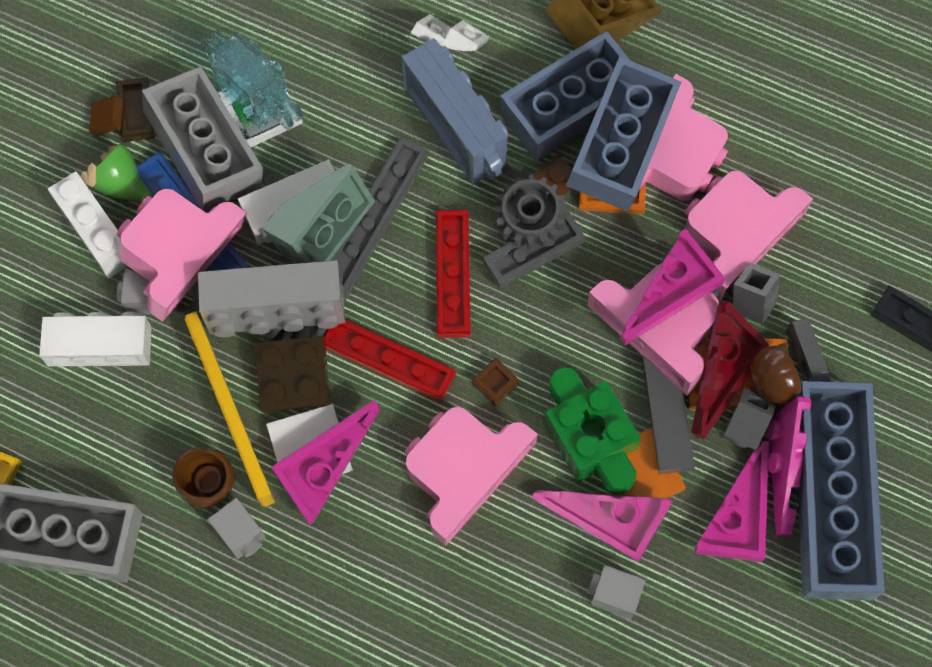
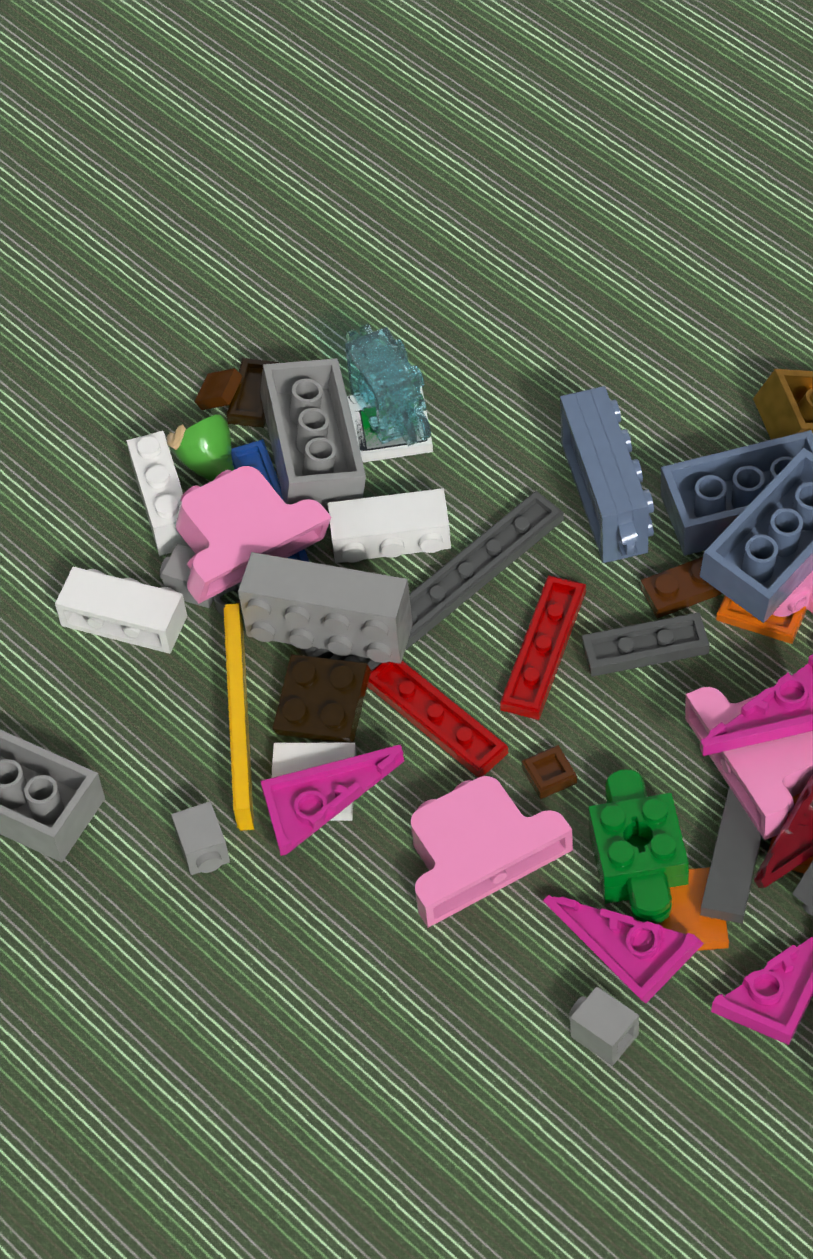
camera: 25 degrees right, 15 degrees down
(203, 477) = (182, 772): reddish brown hair -> none
(320, 217) = (413, 538): sand green slope -> none
(459, 37) = (630, 394): white slope -> none
(530, 228) = (647, 579): dark grey gear -> none

